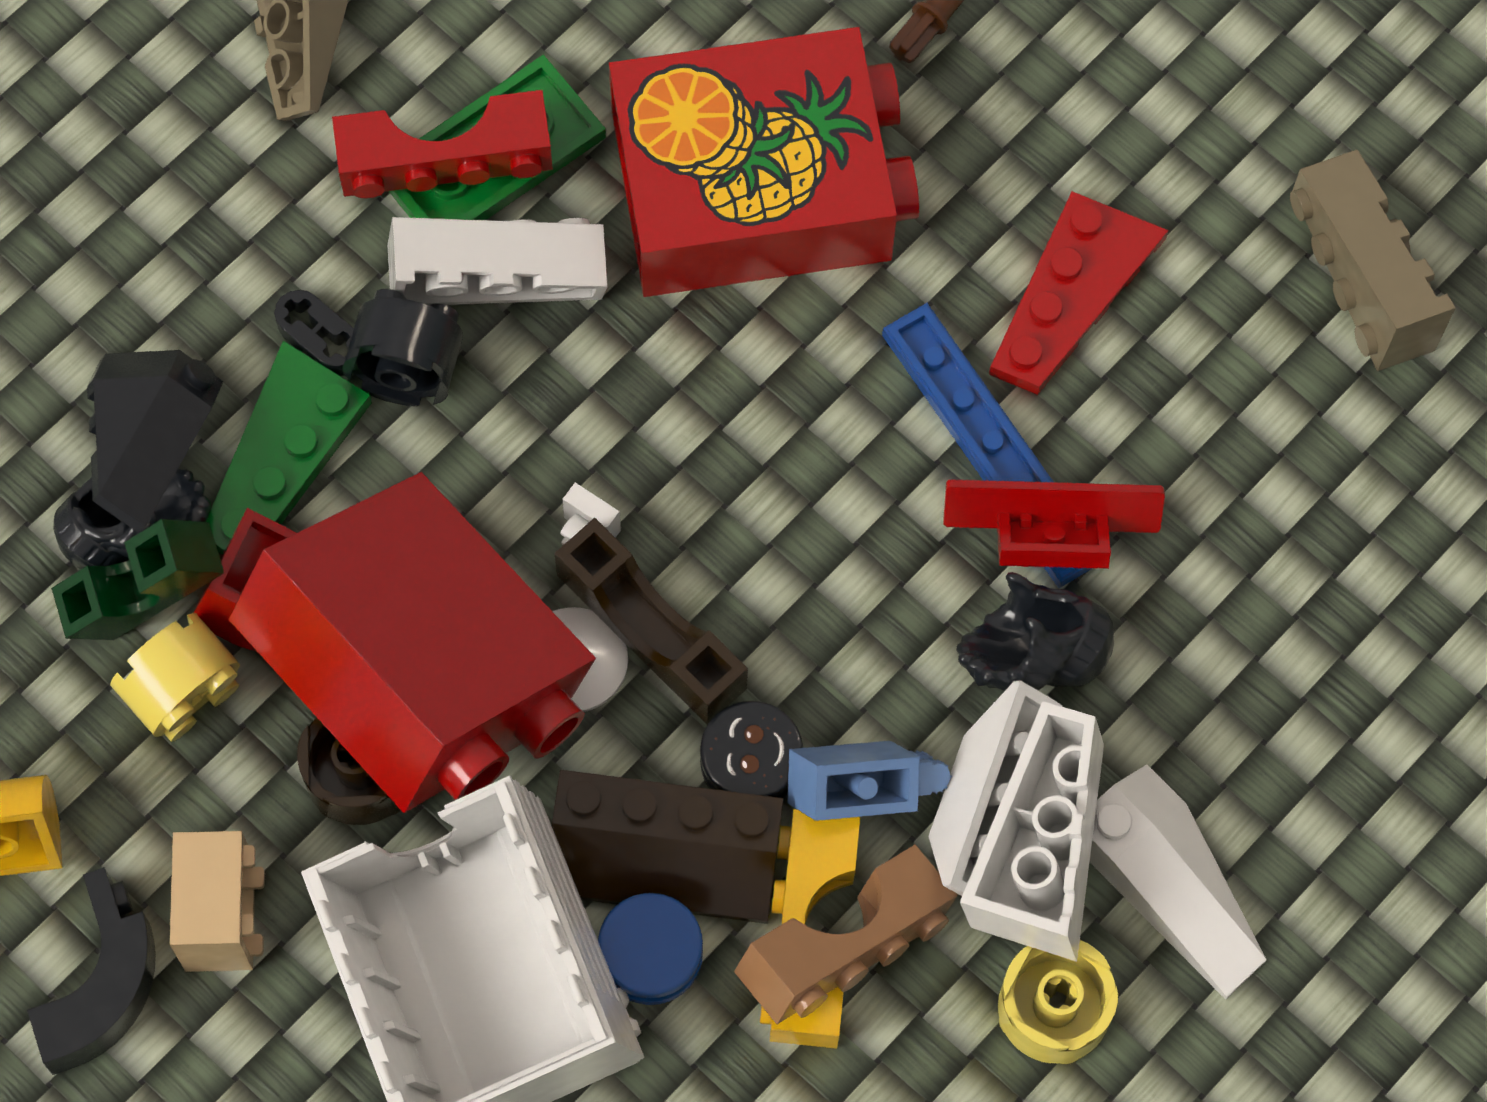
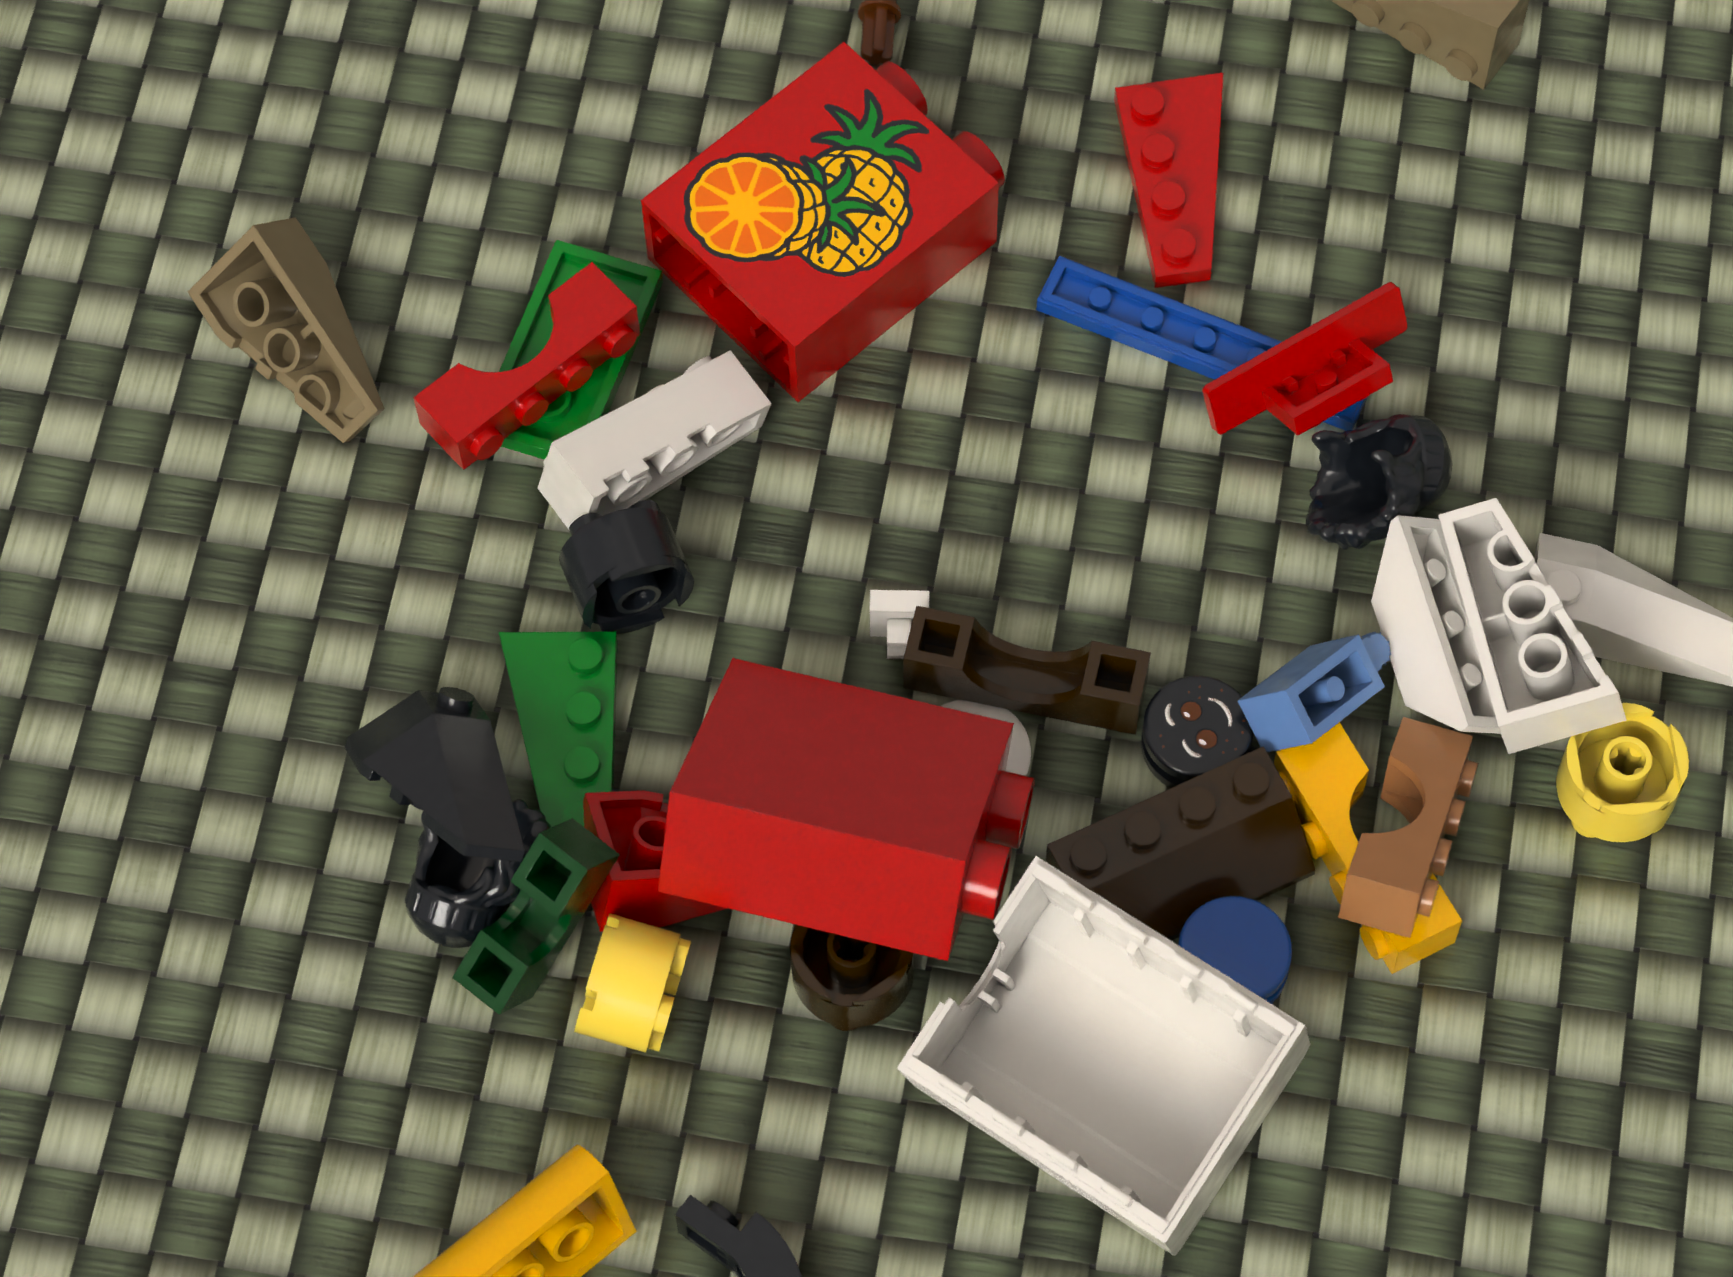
camera: 30 degrees left, 5 degrees down
(214, 901) = (816, 1159): tan container -> none
(325, 323) = (524, 606): black beam -> none

